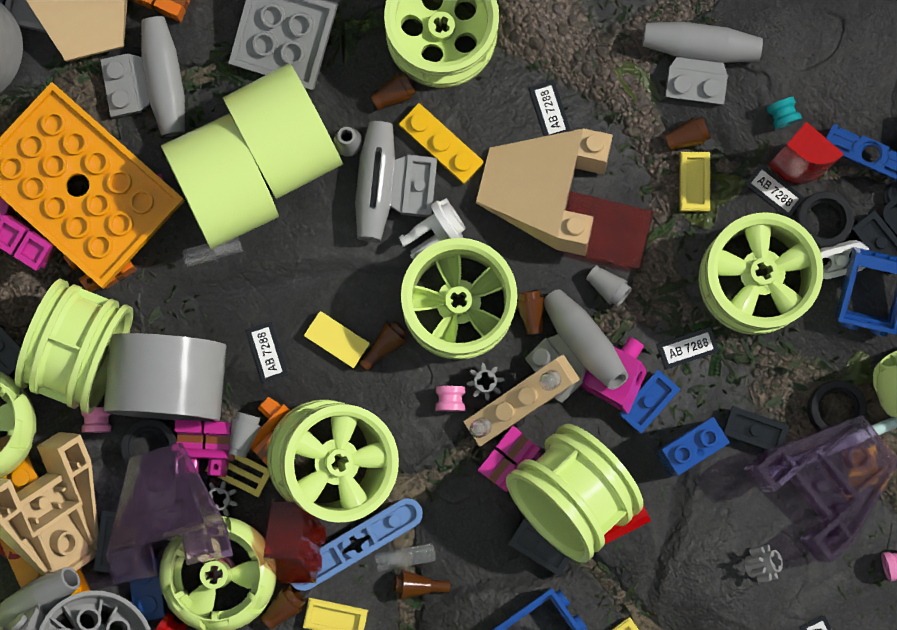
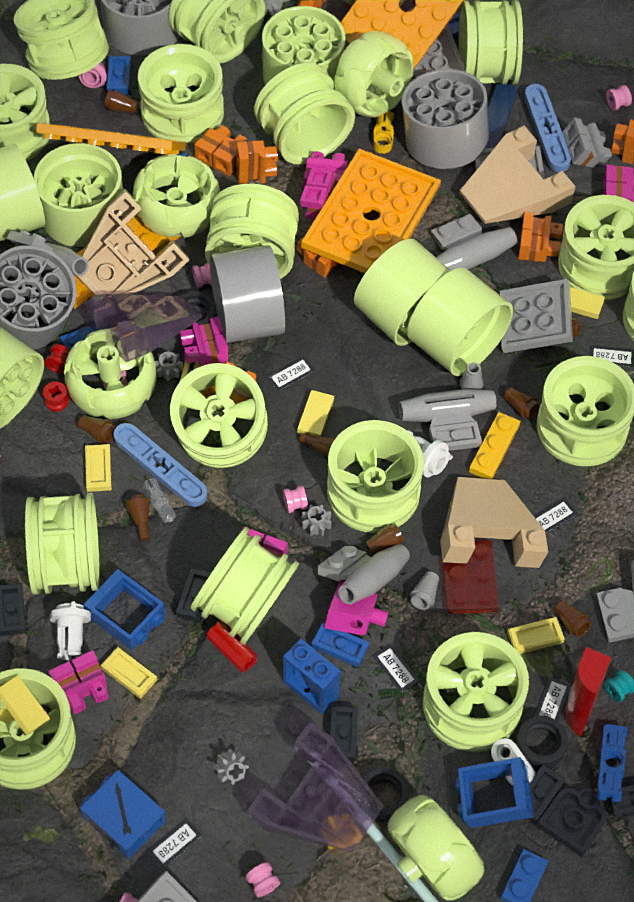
camera: 75 degrees right, 25 degrees down
(203, 253) = (355, 317): clear axle -> none
(243, 433) = (223, 356): light grey cone -> none
(293, 543) = (146, 411): clear red brick -> none
(521, 400) = (310, 540): tan piece -> none

